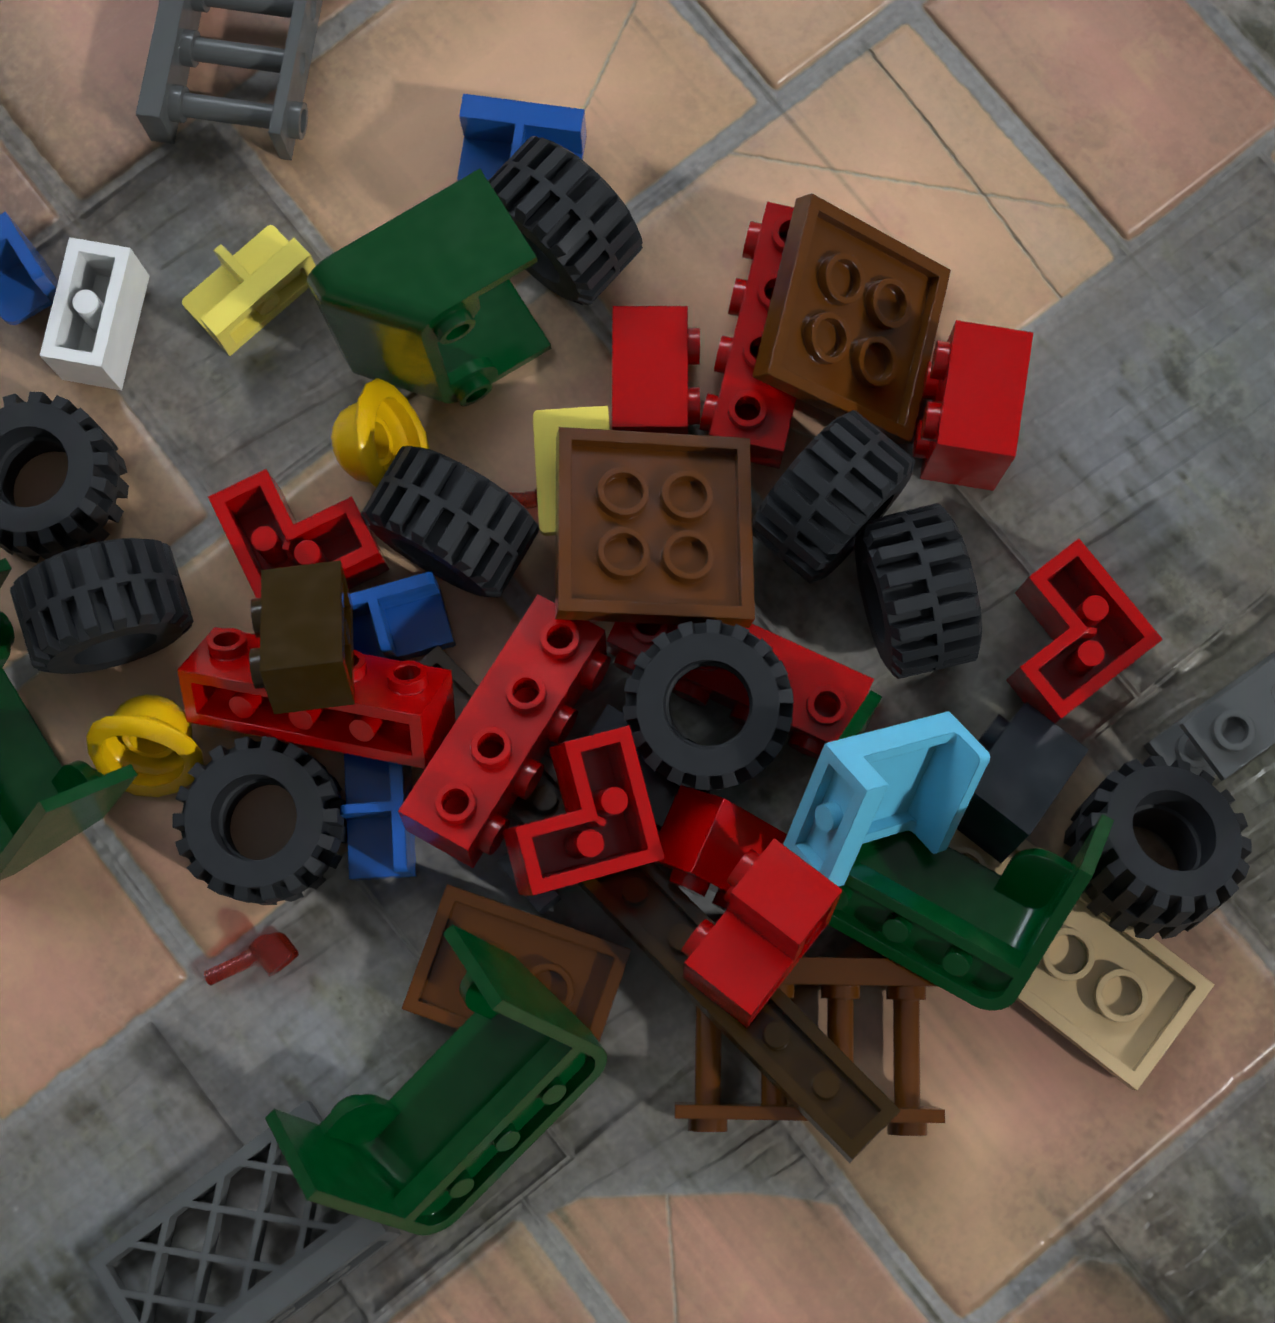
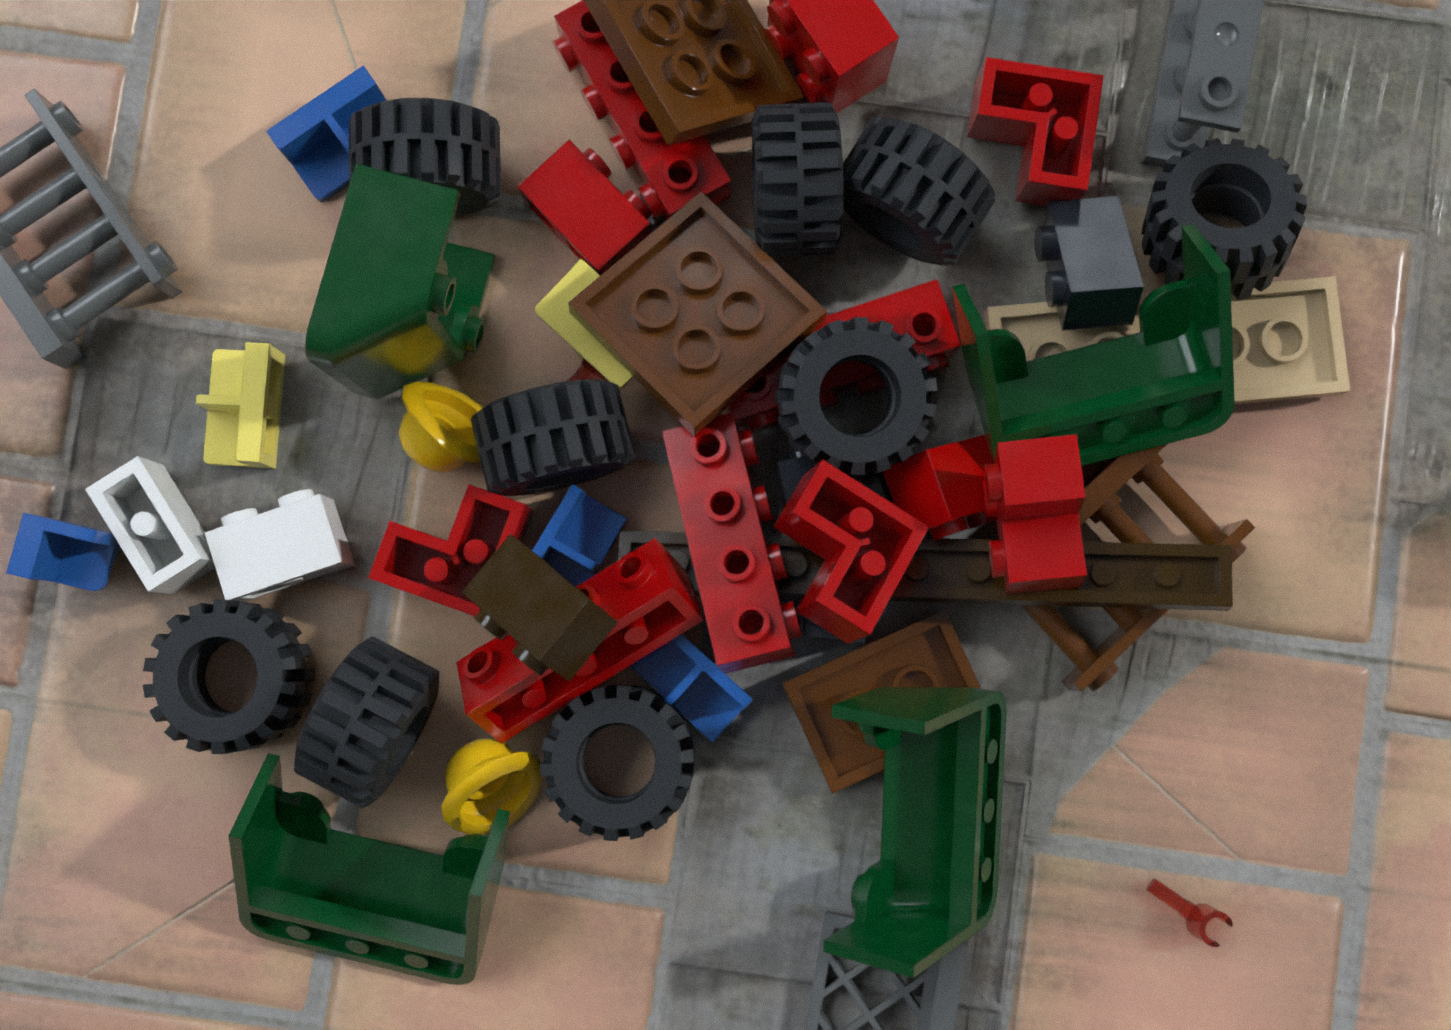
camera: 50 degrees left, 5 degrees up
(172, 416) = (278, 547): none -> white brick
(270, 950) = (706, 839): clear red hand -> none
(885, 784) = (1033, 323): medium azure panel -> none

